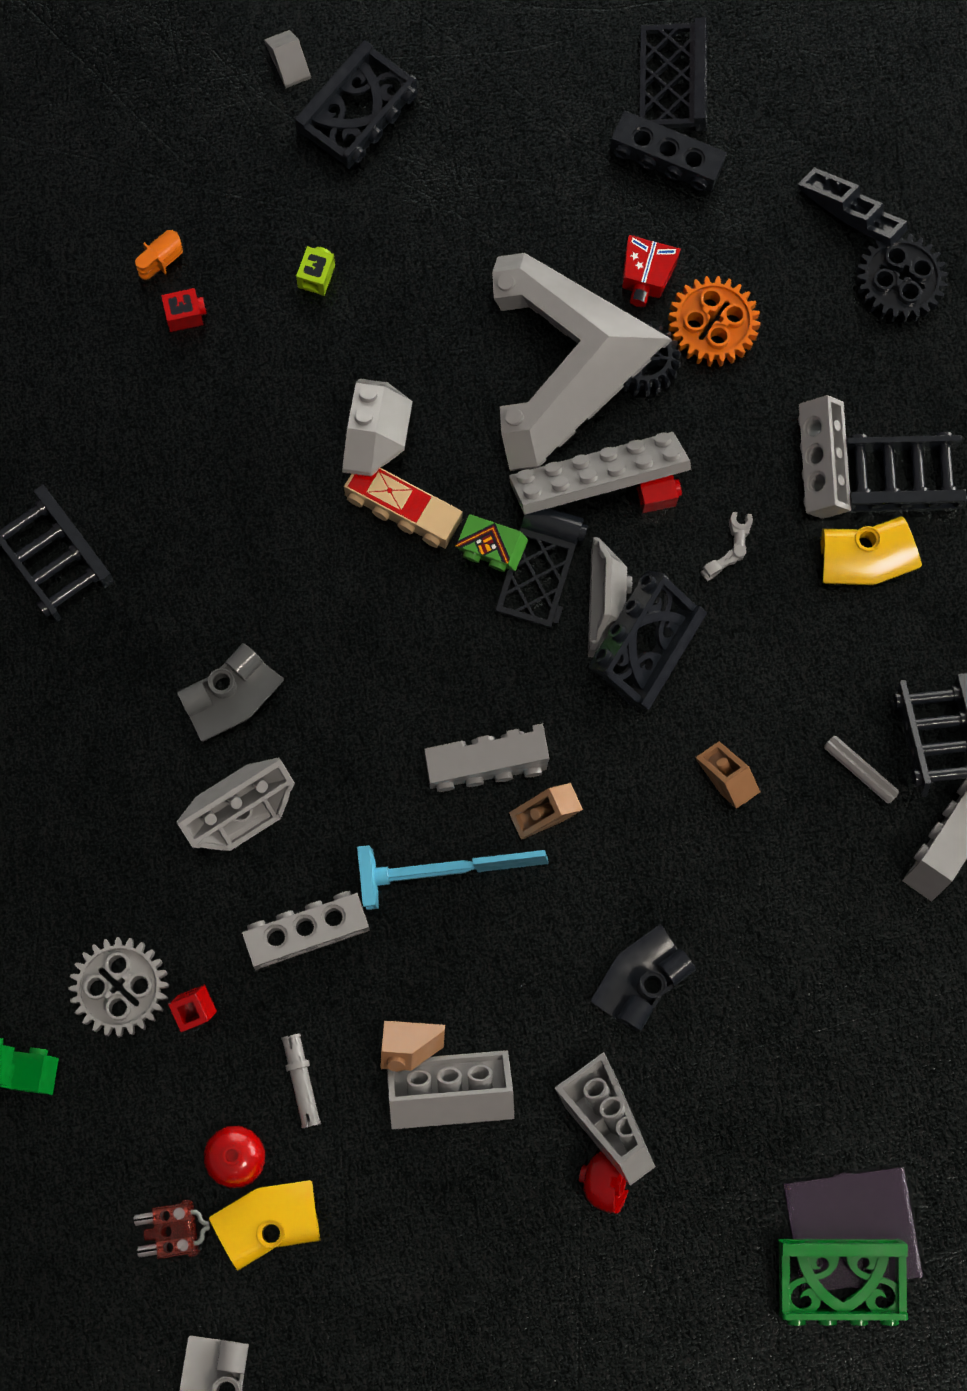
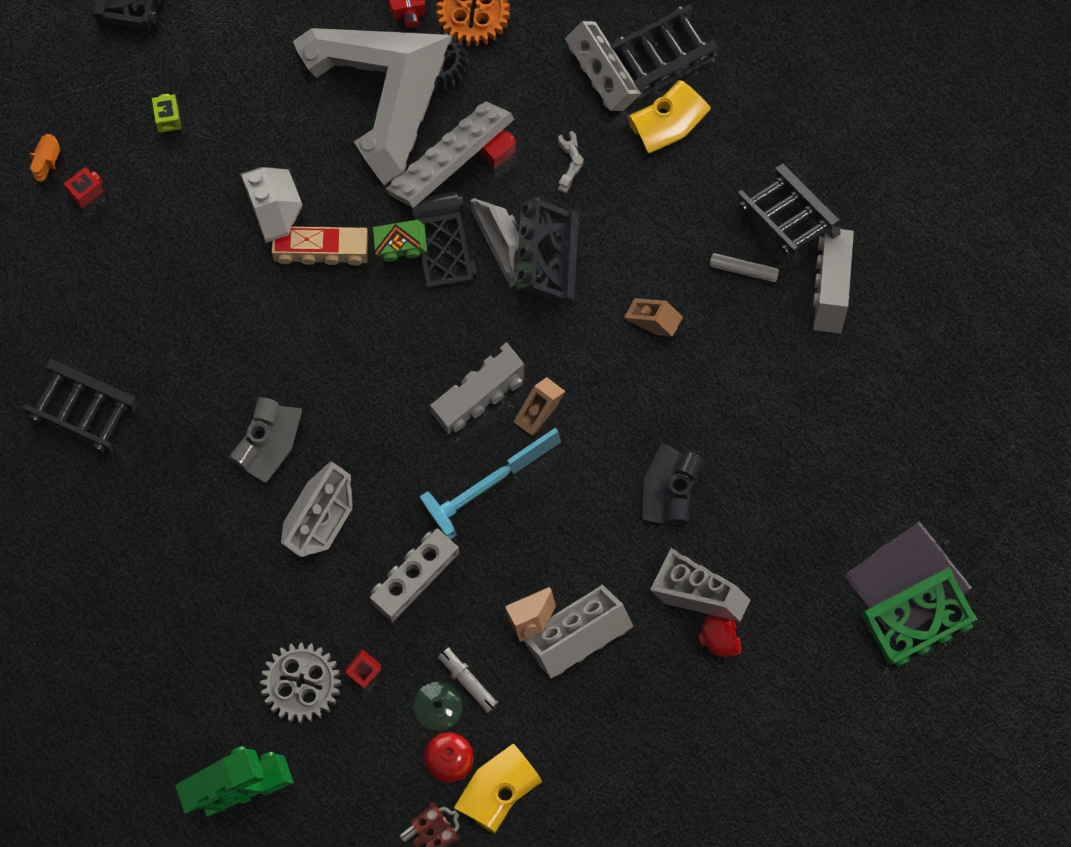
camera: 25 degrees left, 5 degrees down
(270, 1091) = (434, 718): none -> clear green dish

